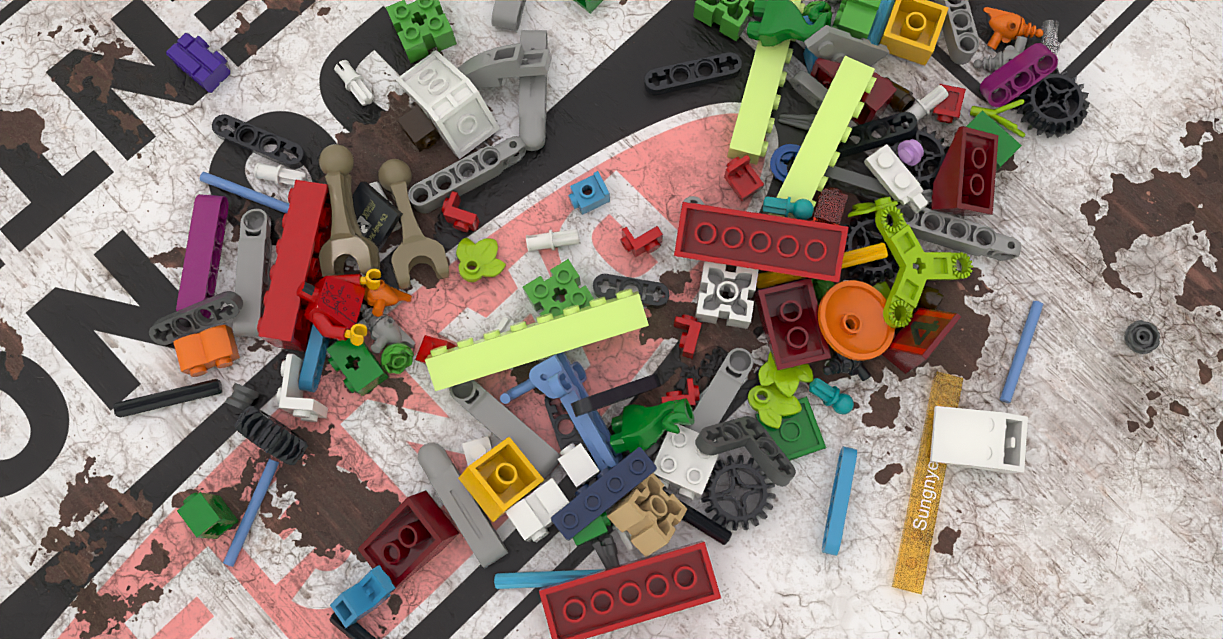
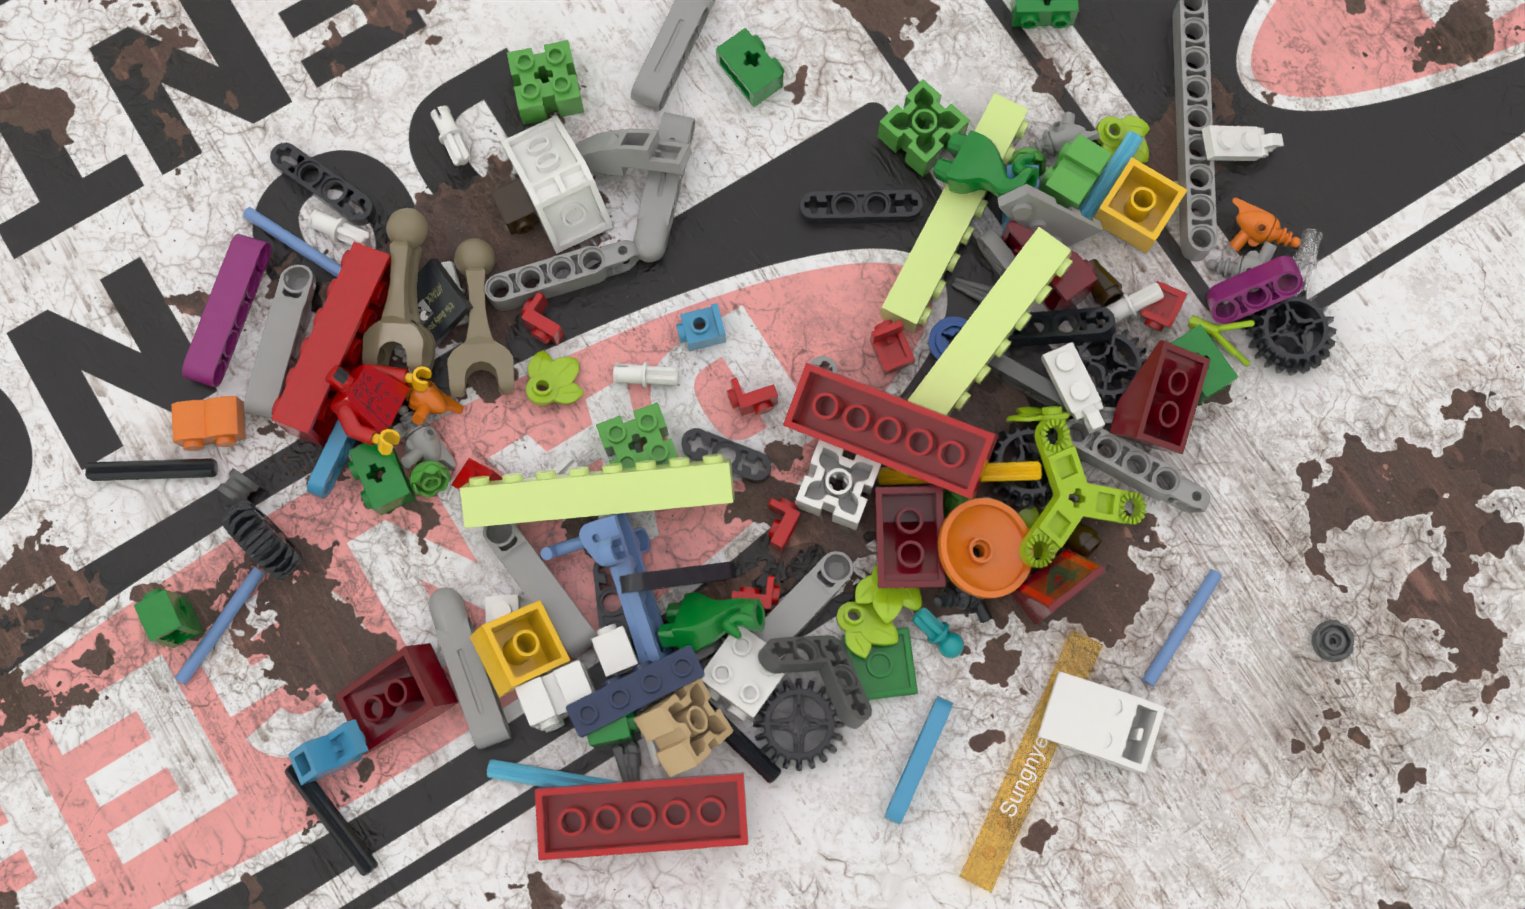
camera: 10 degrees right, 0 degrees up
(194, 316) = (204, 385): dark grey beam -> none
(198, 62) = (271, 74): dark purple brick -> none
(291, 397) = (294, 499): white bracket -> none
(801, 209) = (948, 400): teal axle -> none
(829, 206) = (987, 405): clear red brick -> none
(910, 152) = (1098, 357): lavender plate -> none

